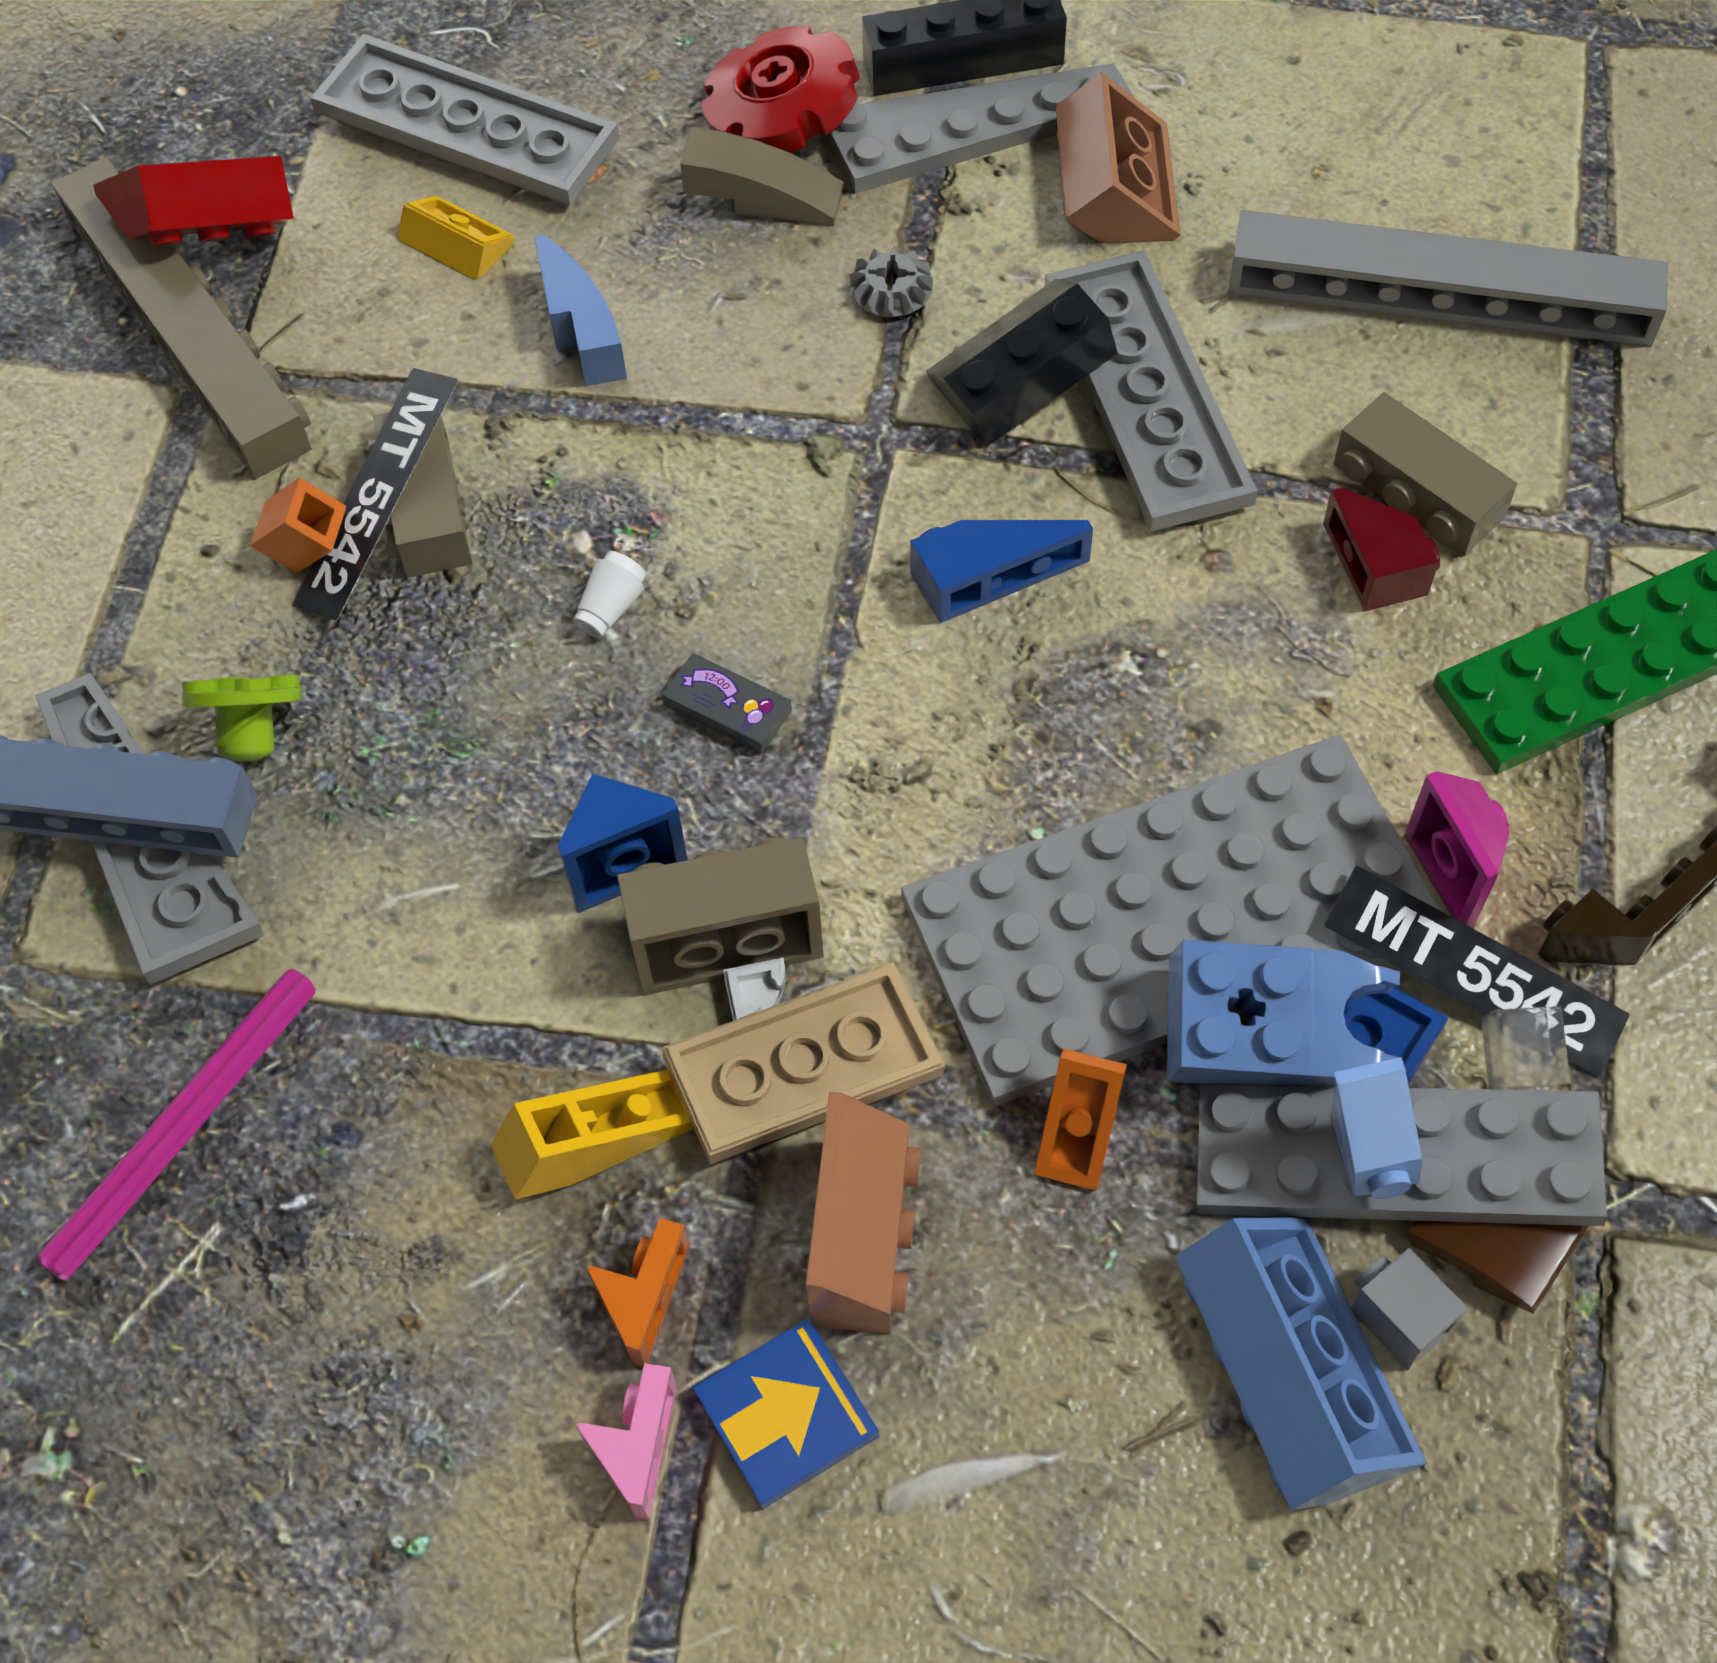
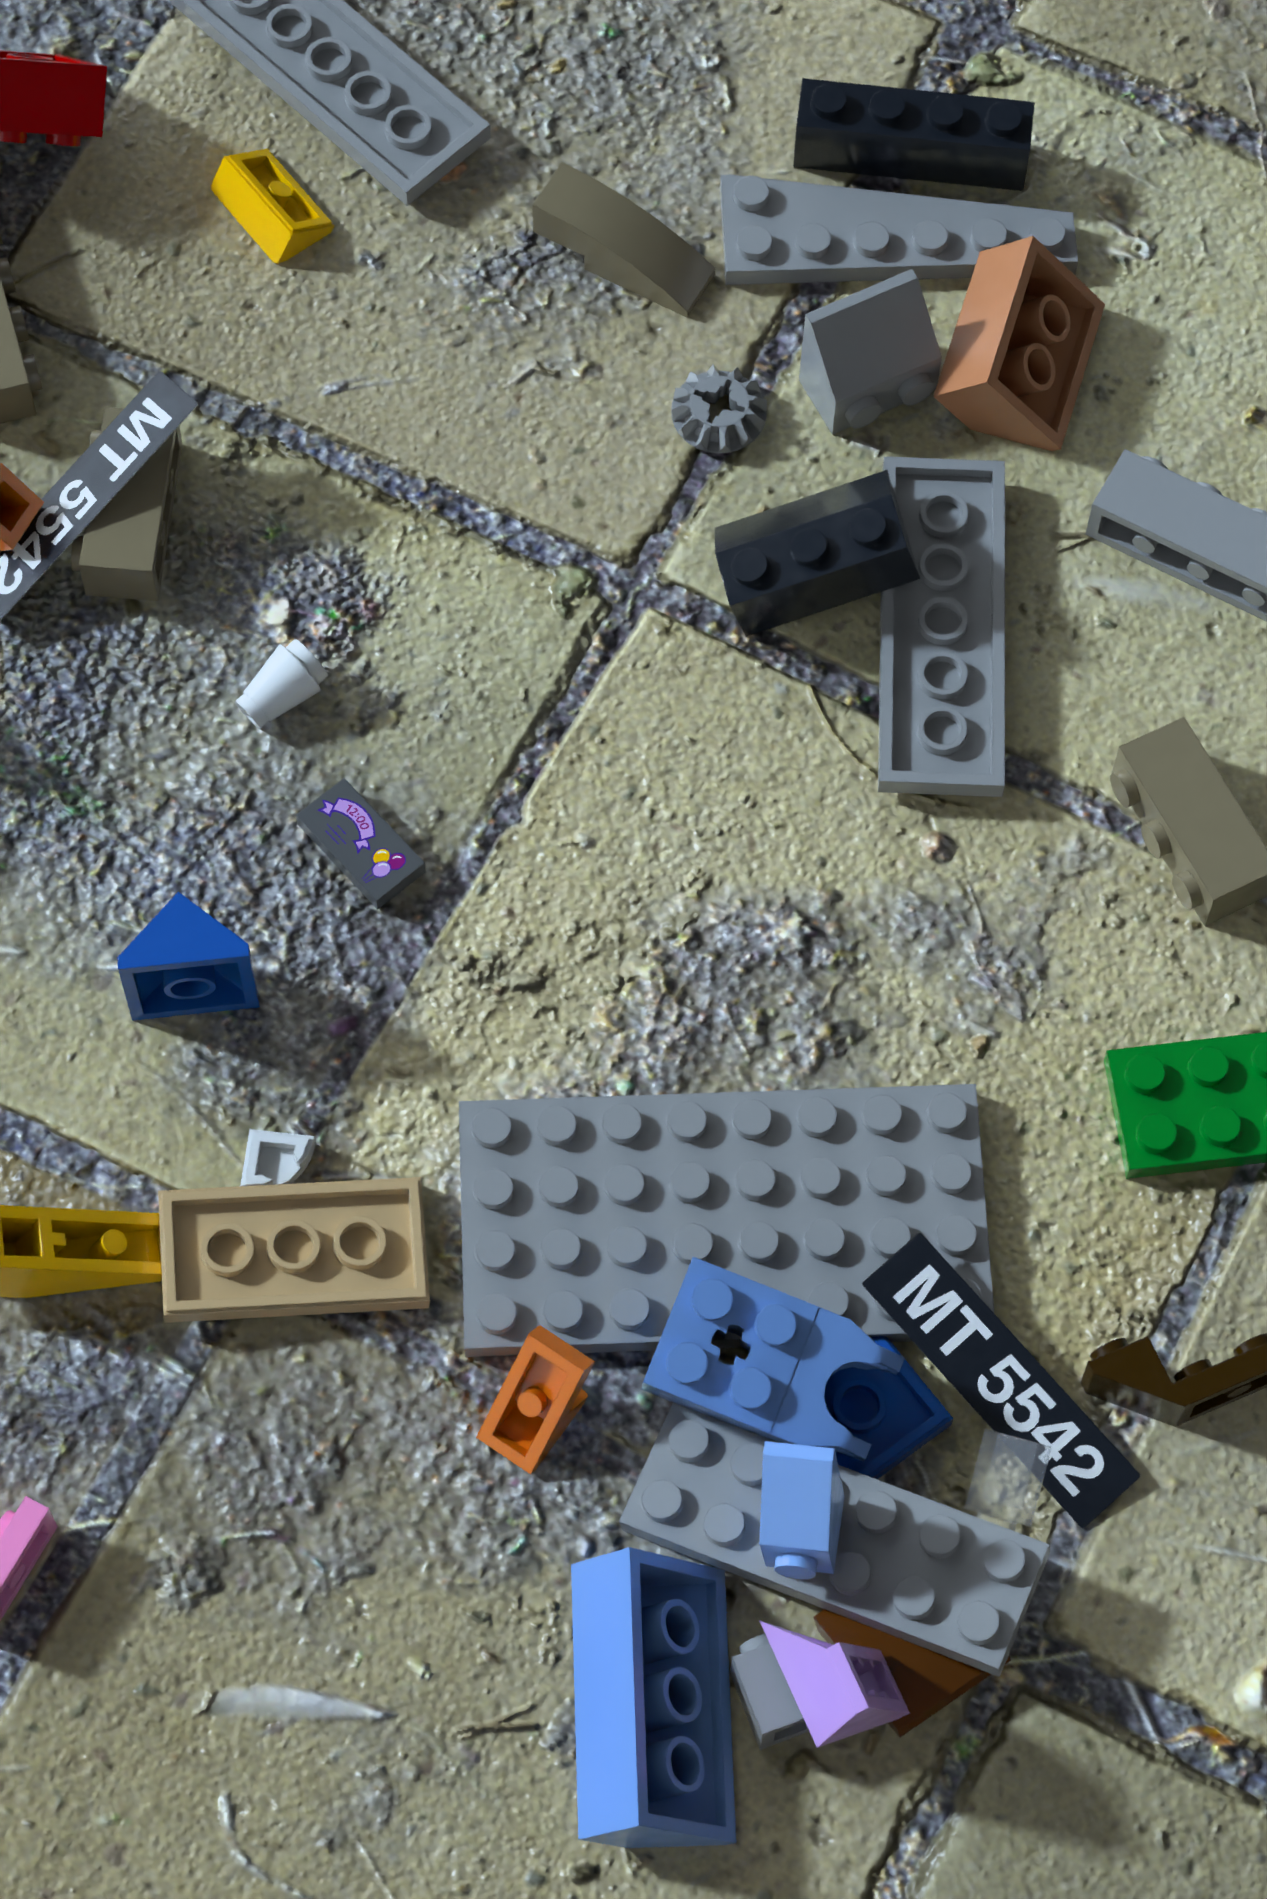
camera: 15 degrees right, 5 degrees up
(580, 315) = (364, 348): medium blue slope -> none
(640, 1304) = (47, 1440): orange slope -> none
(721, 913) = (260, 1074): dark tan brick -> none
(782, 88) = (683, 138): red piece -> none
(786, 1413) = (147, 1587): blue tile -> none
(861, 1218) = (282, 1424): nougat slope -> none
(990, 559) = (684, 773): blue slope -> none
(1001, 198) = (870, 353): none -> light grey slope
(1380, 549) = (1109, 895): dark red slope -> none
(1458, 841) = (1044, 1241): dark pink slope -> none
(1465, 1281) = (836, 1685): none -> lavender slope

